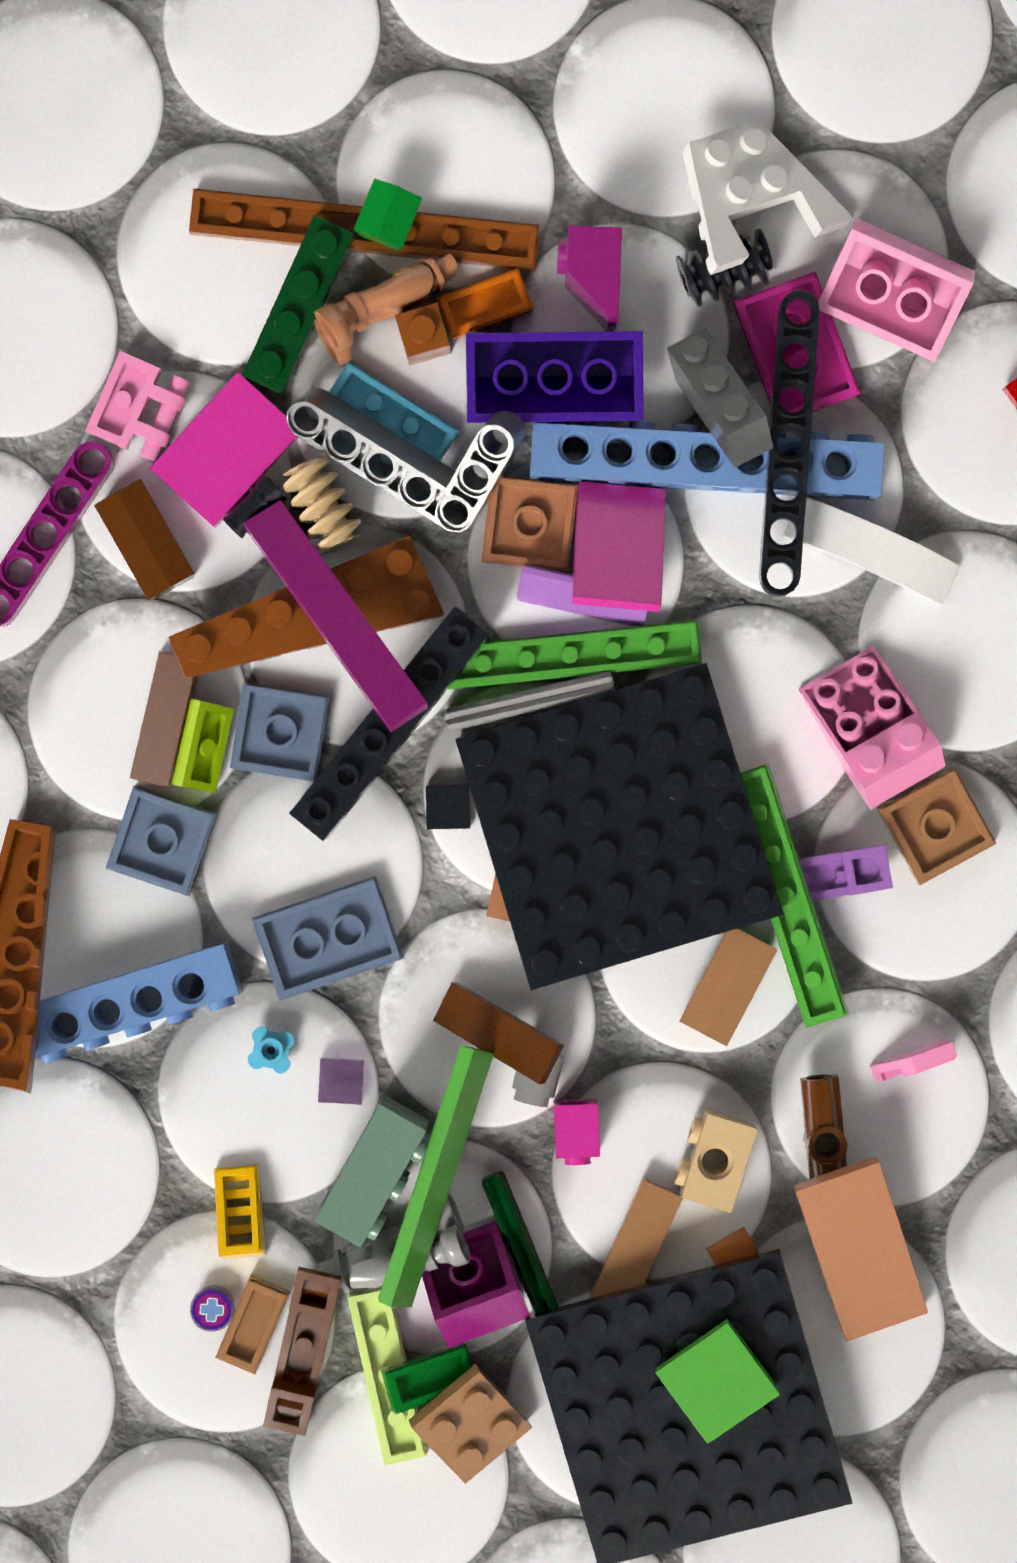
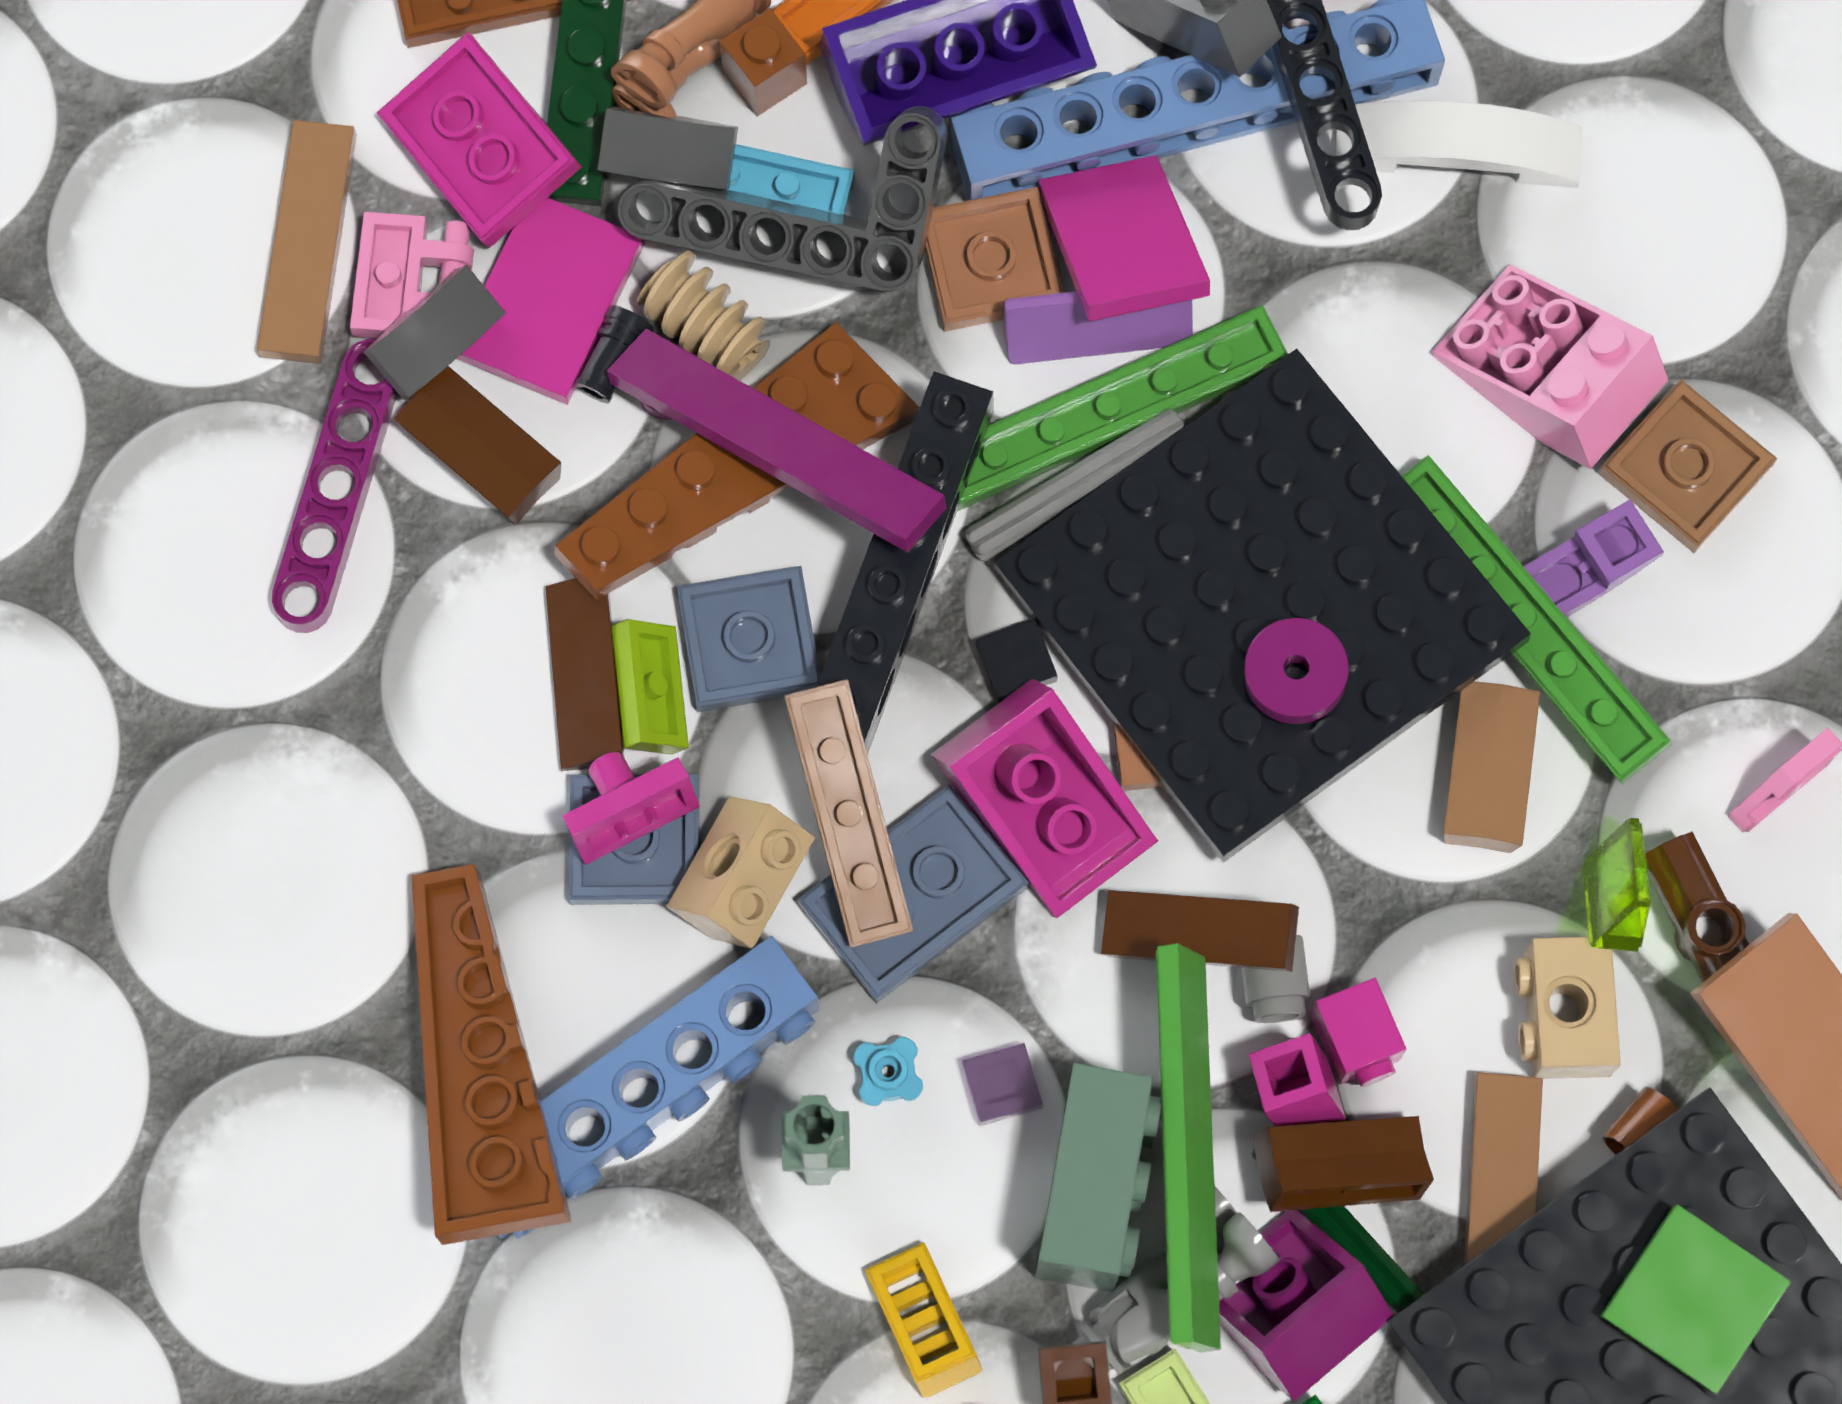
camera: 25 degrees left, 15 degrees down
(78, 354) = (307, 242): none -> medium nougat tile
(138, 458) = (434, 332): none -> dark grey slope
(160, 824) = (628, 805): none -> dark pink tile
(202, 1092) = (815, 1140): none -> sand green piece
(213, 324) = (479, 139): none -> dark pink tile
(218, 893) = (741, 872): none -> tan brick
(298, 881) = (848, 813): none -> tile
(335, 381) = (667, 148): none -> dark grey slope
(431, 906) = (1045, 796): none -> dark pink slope
(522, 1154) = (1296, 1083): none -> dark pink brick
(534, 1210) = (1342, 1163): none -> reddish brown piece
(599, 889) = (1296, 699): none -> magenta piece
(774, 1099) = (1618, 890): none -> clear neon green slope

